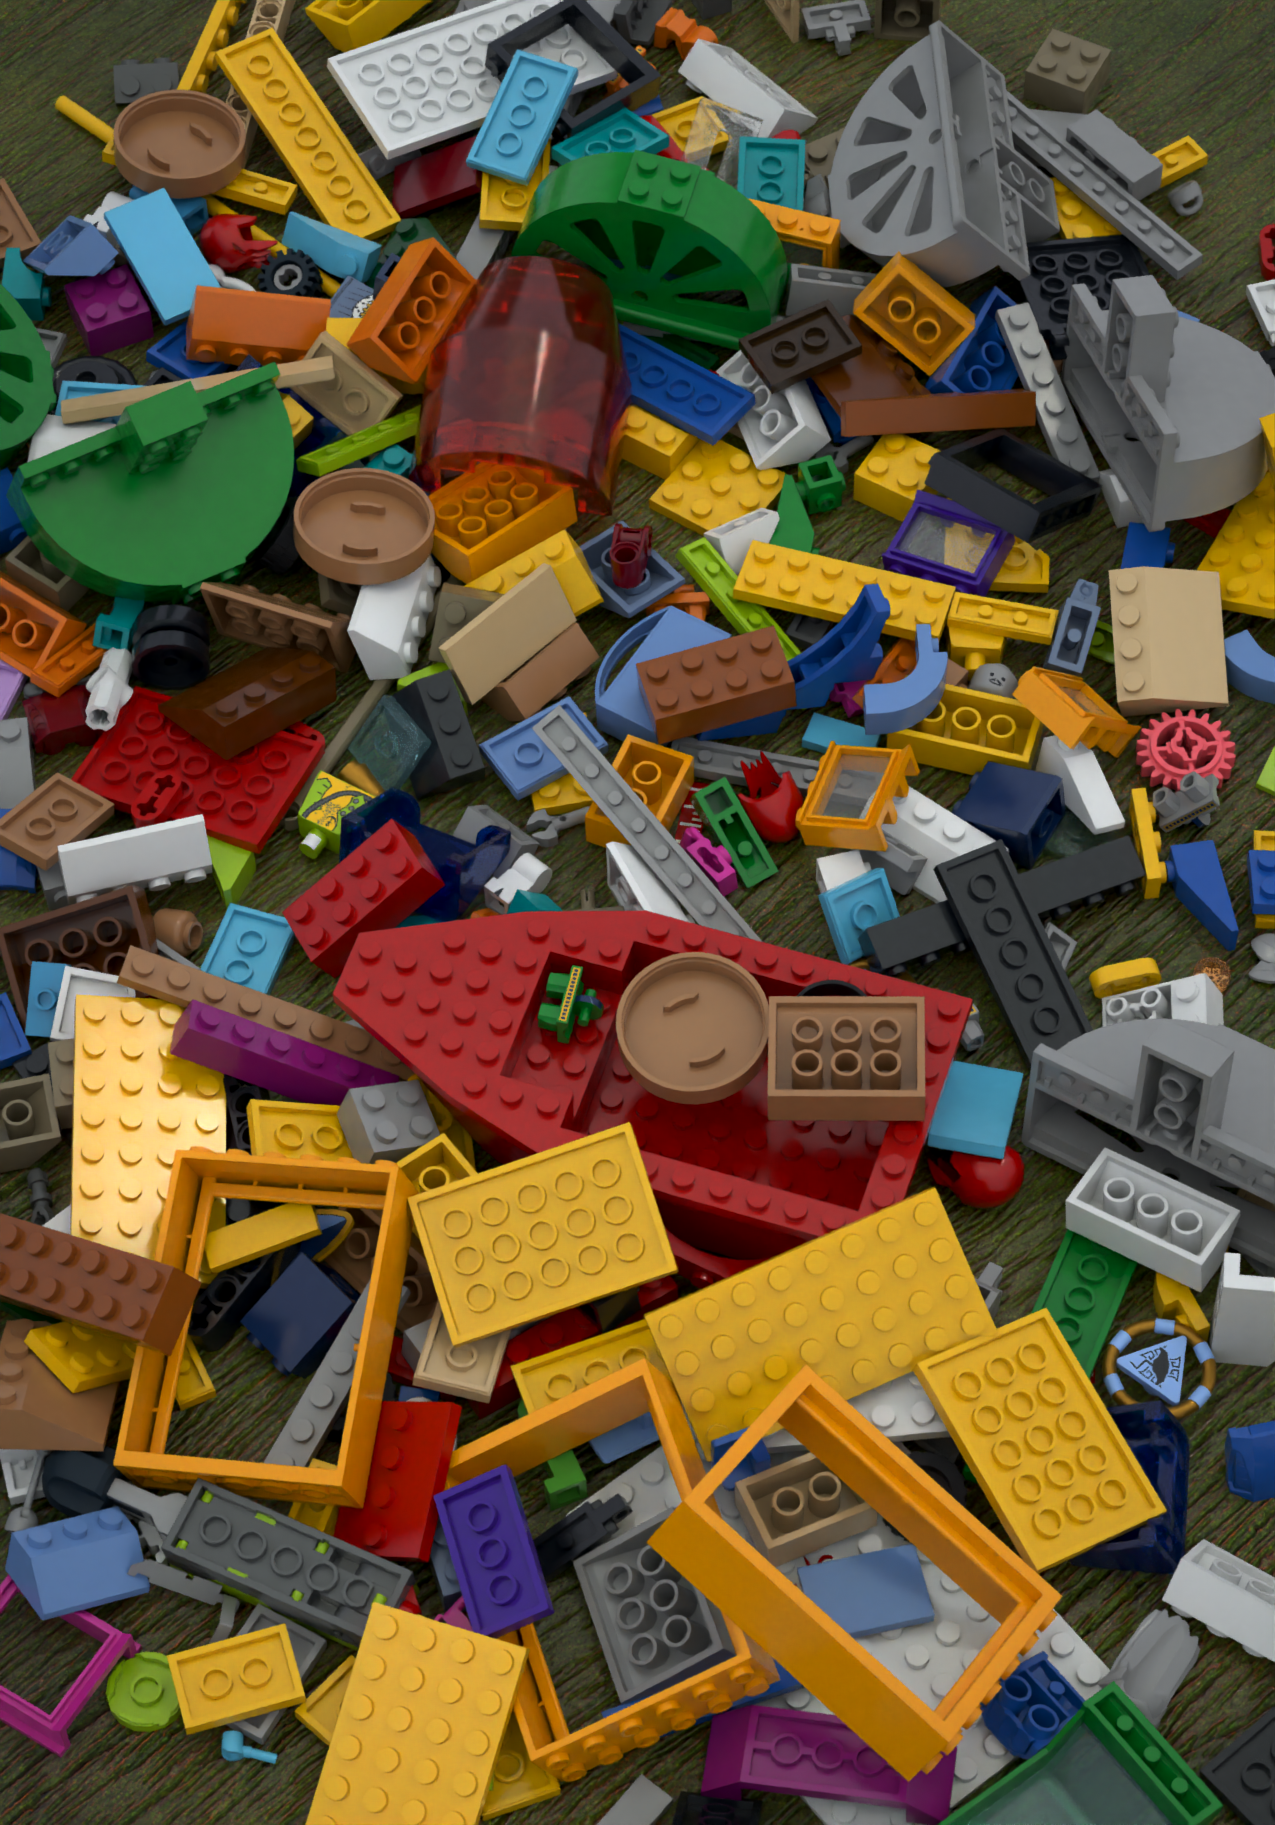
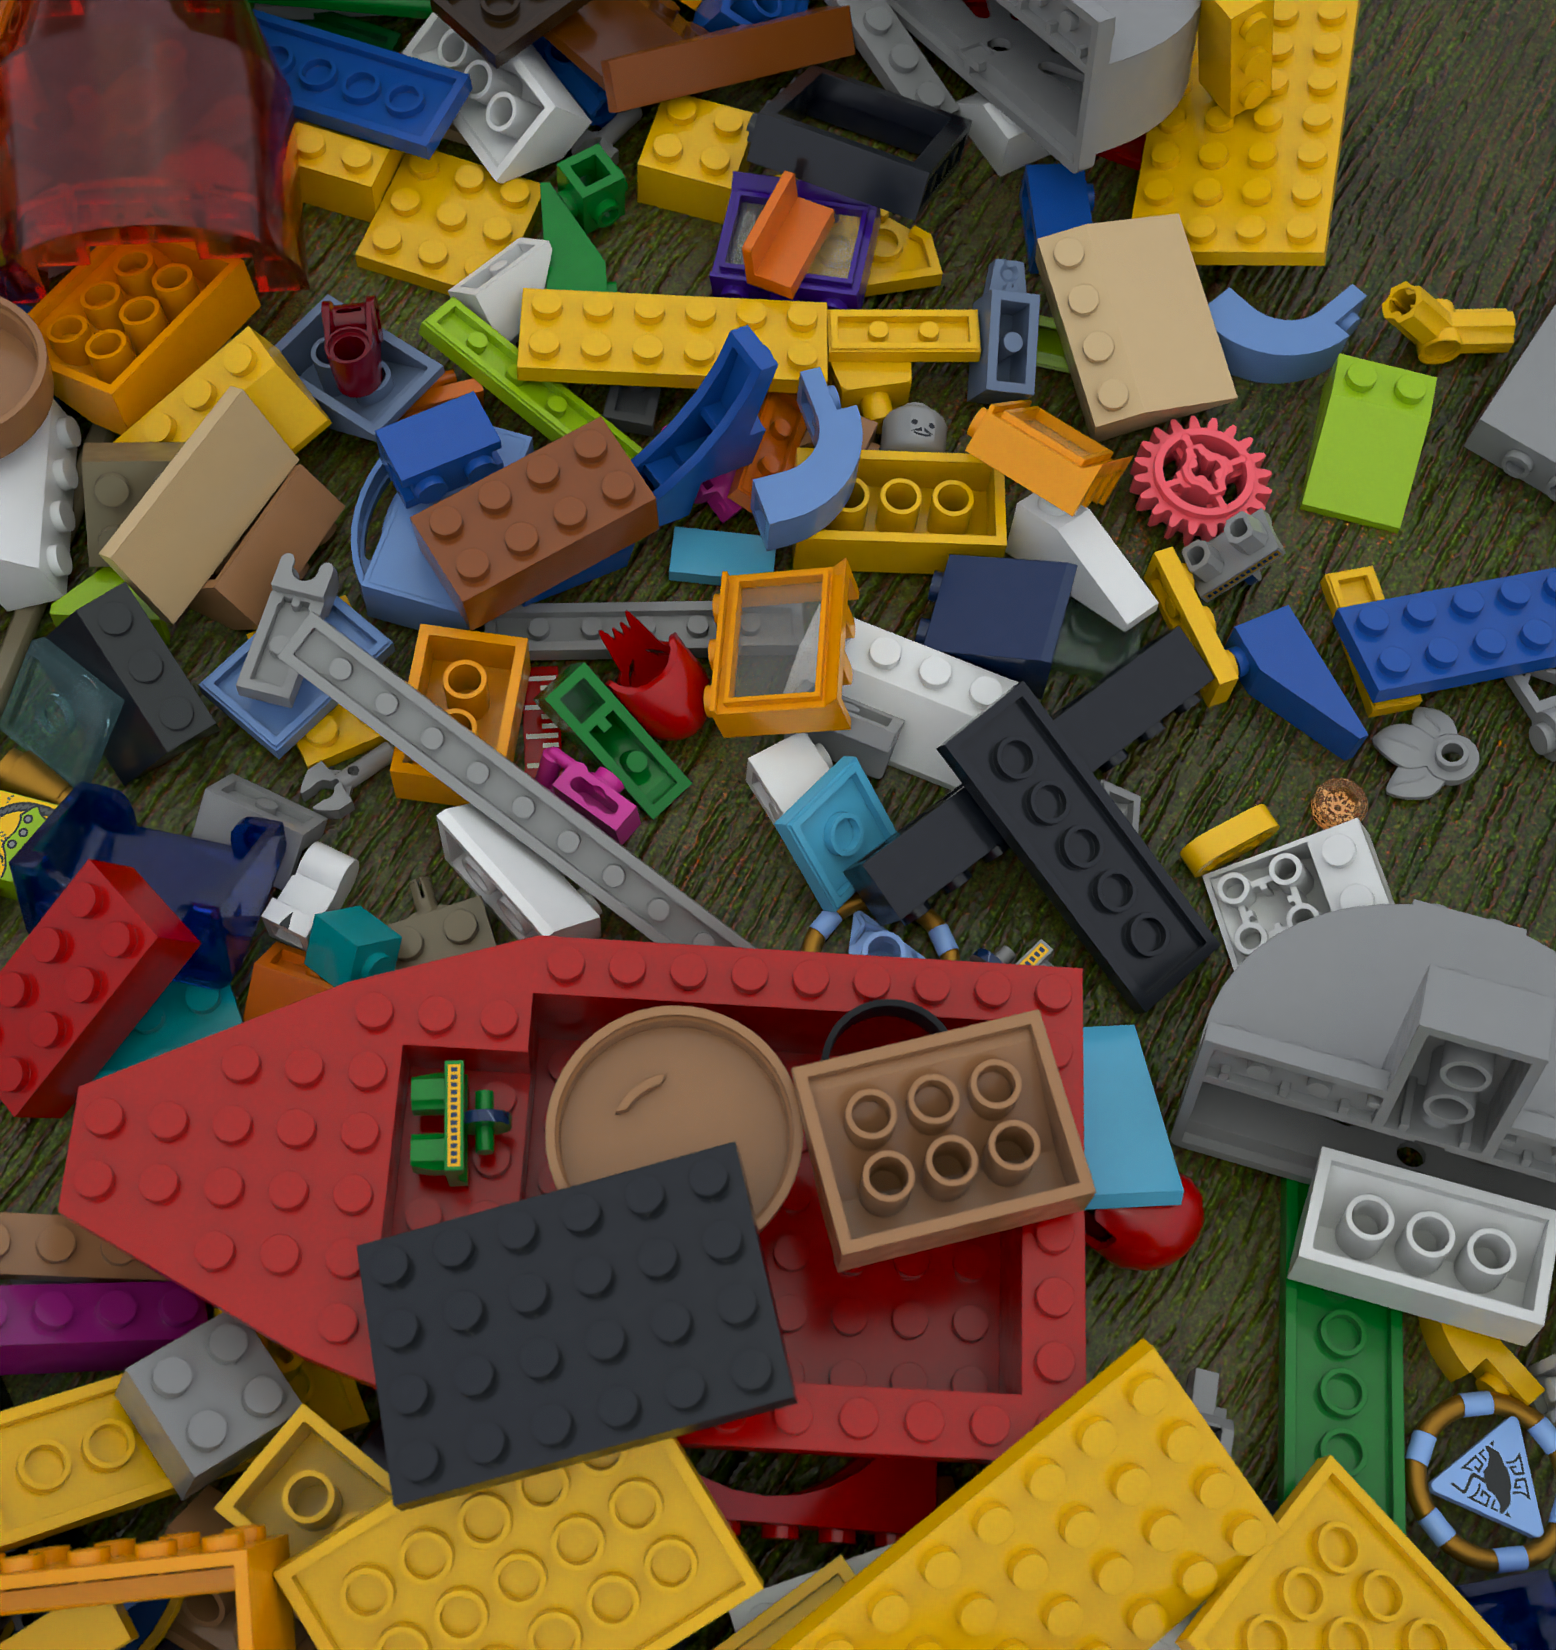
camera: 25 degrees left, 10 degrees up
(523, 742) = (289, 604): none -> light grey plate
(605, 1099) = (572, 1326): none -> black plate
(666, 628) = (439, 450): none -> blue brick
(936, 539) = (785, 239): none -> orange panel

